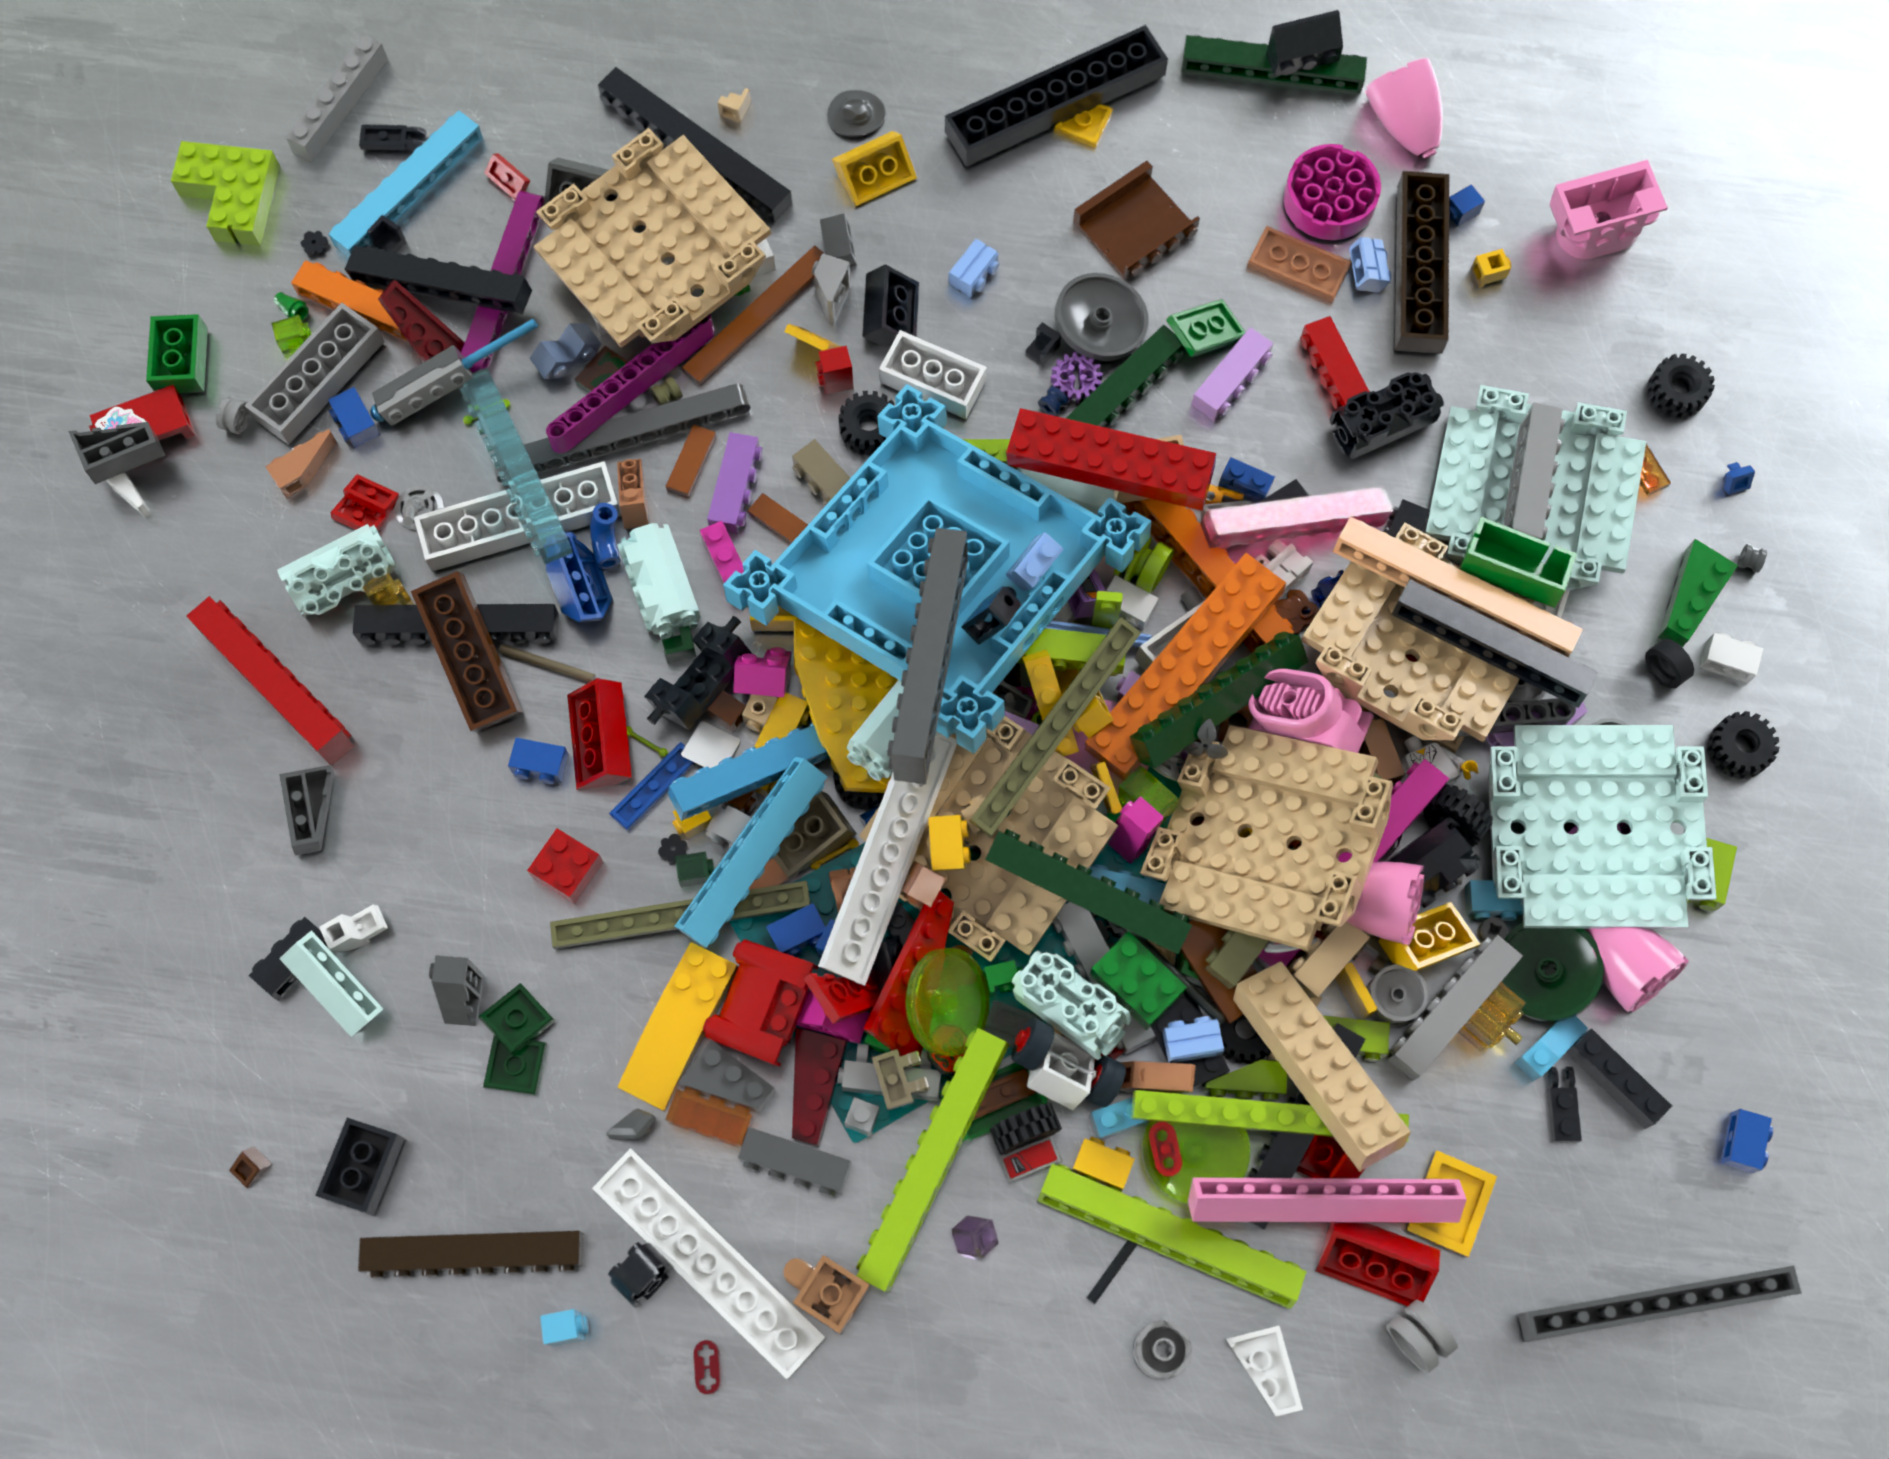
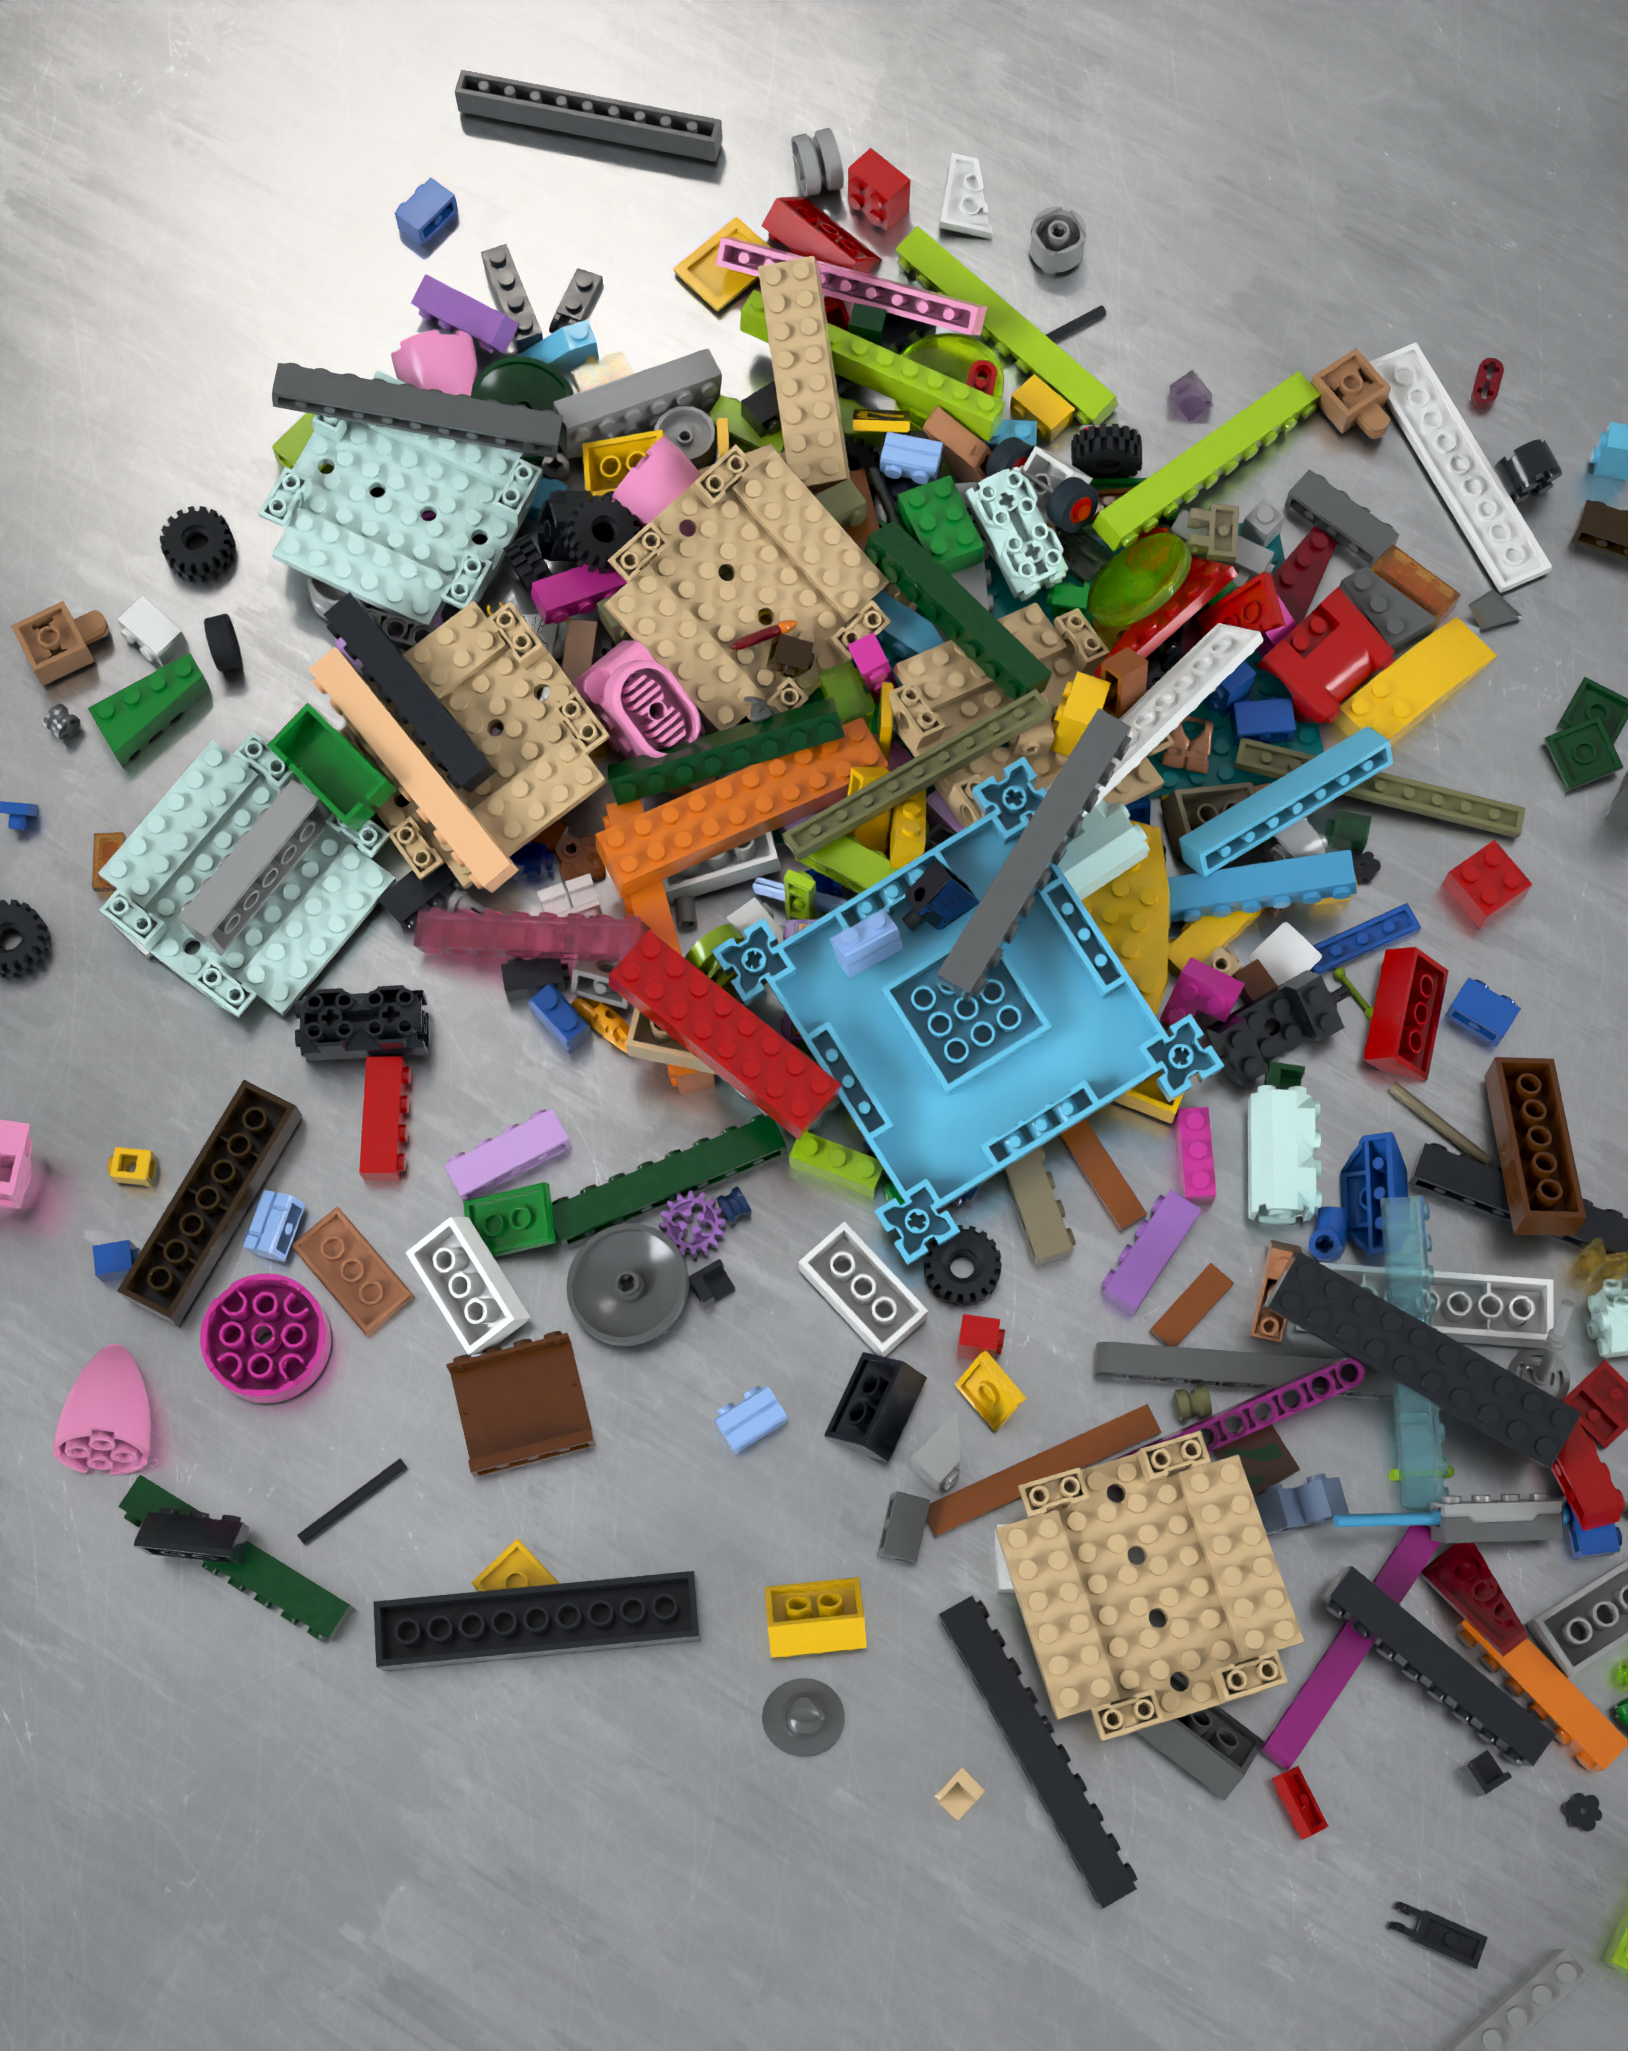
camera: 155 degrees left, 0 degrees up
(374, 440) = (1587, 1481): none -> red brick
(408, 182) = (1438, 1845): medium azure brick -> none
(507, 445) = (1422, 1359): none -> black brick
(1207, 802) = (790, 656): none -> dark brown brick
(1212, 271) = (468, 1285): none -> white brick
(1216, 129) = (352, 1501): none -> black bar
(1235, 1068) = (881, 420): none -> yellow tile
(1237, 809) = (763, 635): none -> dark red piece
(1293, 1161) = (867, 322): none -> dark green panel
(1352, 1330) = (878, 189): none -> red brick
(1435, 835) = (583, 542): none -> black tyre
(1630, 888) = (416, 410): none -> dark grey brick
(1650, 1037) = (465, 314): none -> medium lavender brick
(1797, 615) = (57, 642): none -> medium nougat brick

